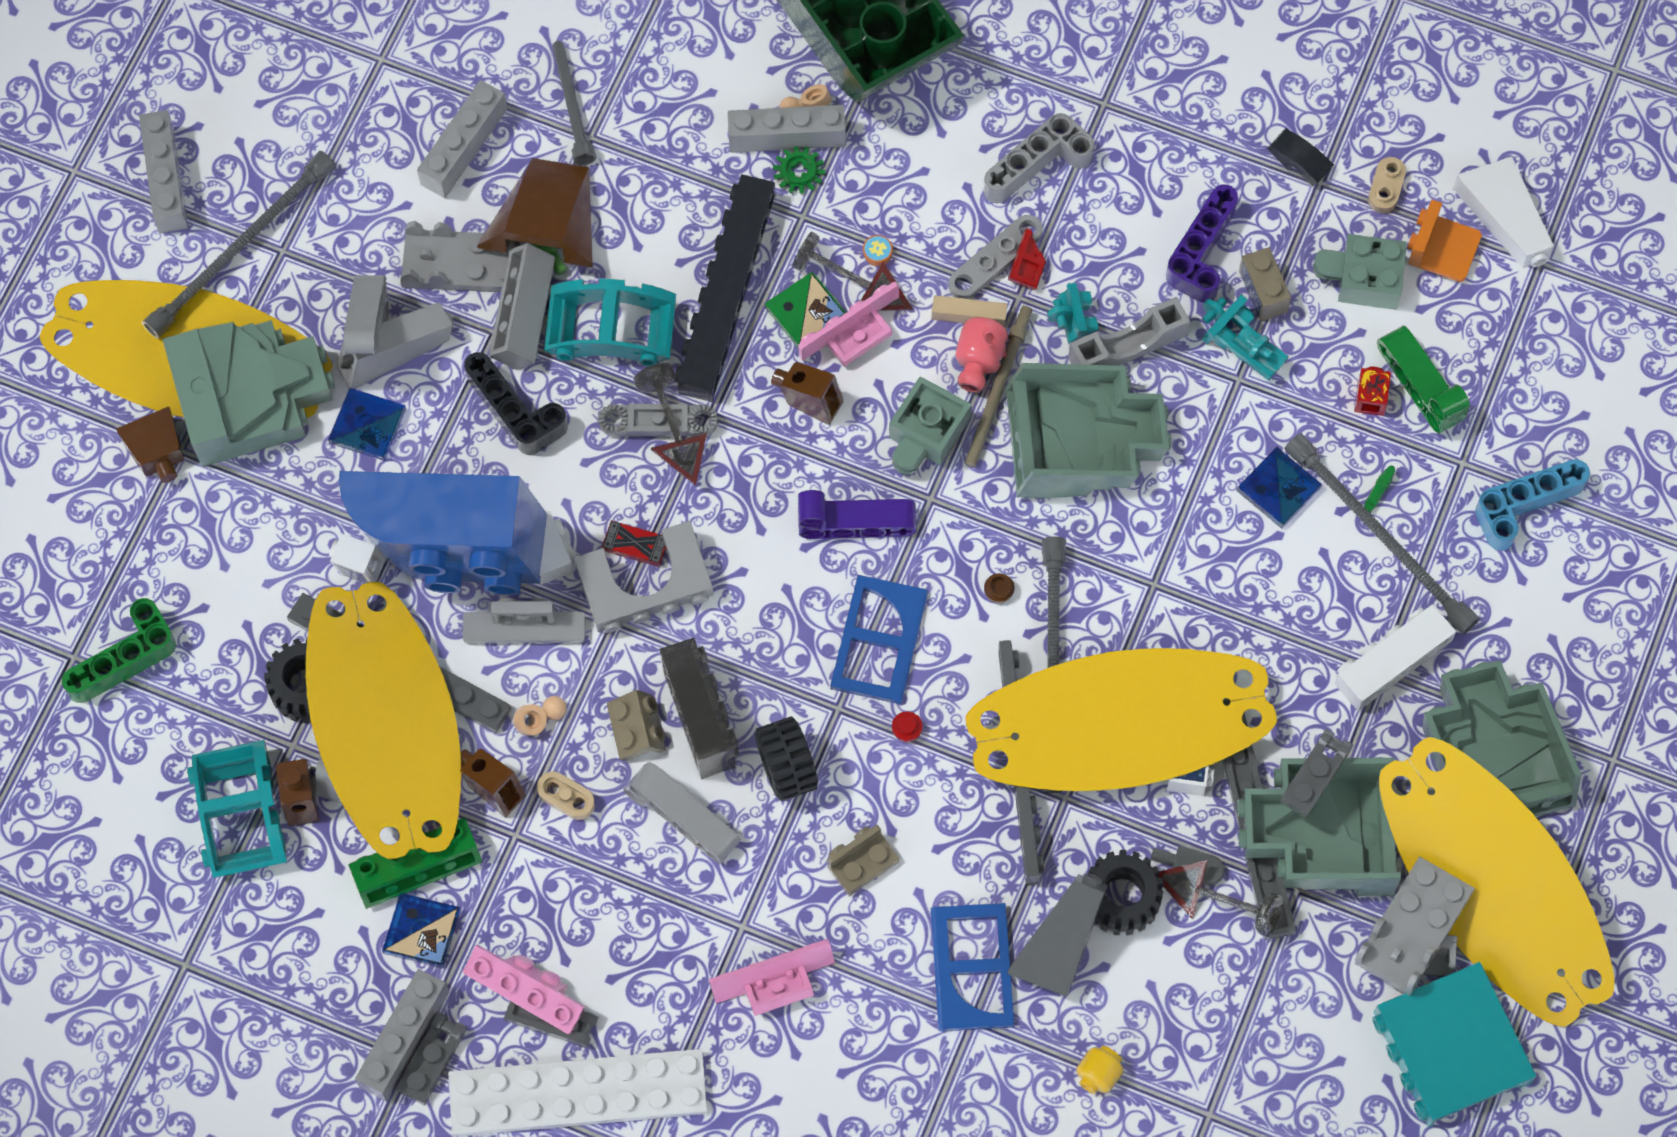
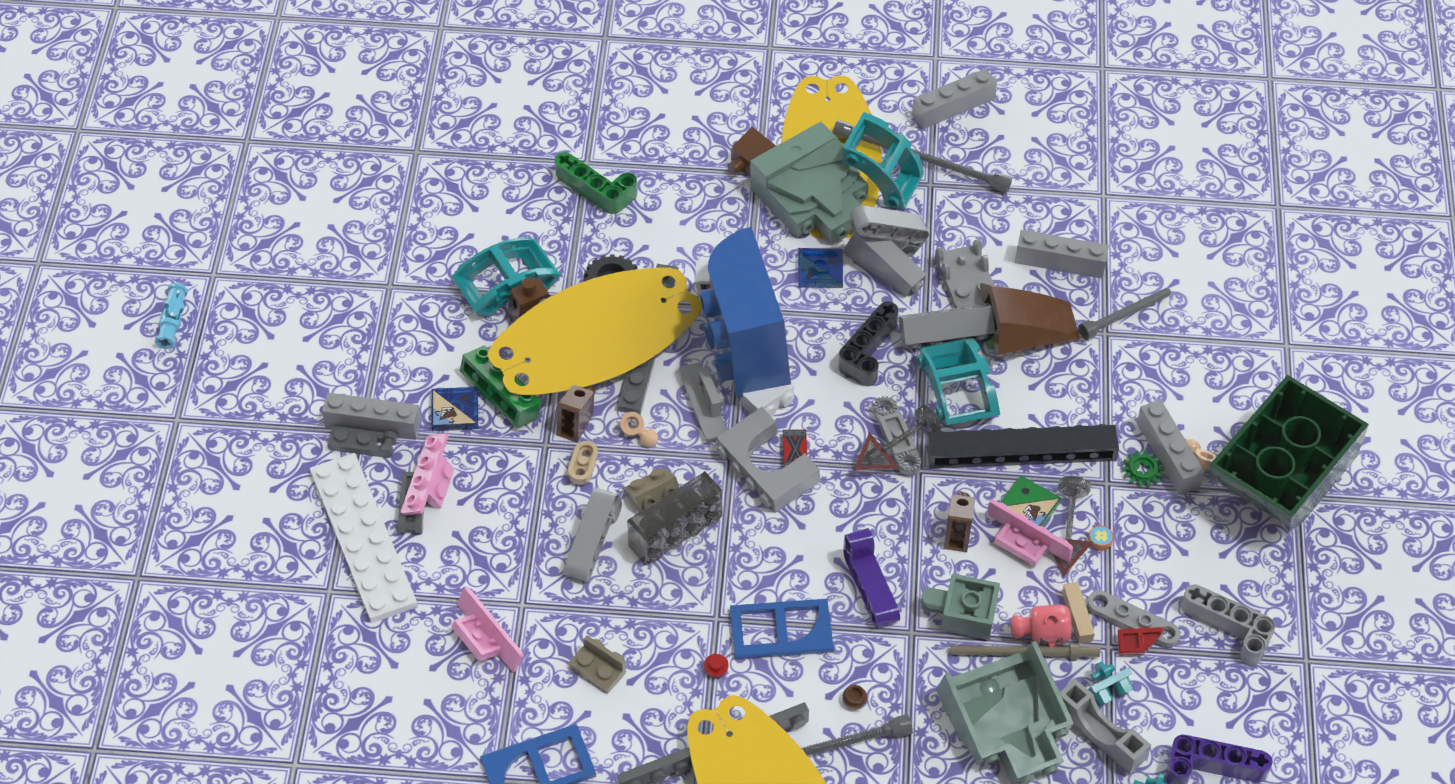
camera: 70 degrees right, 15 degrees down
(256, 267) = (894, 192): none -> teal window
(786, 758) = (654, 583): black tyre -> none

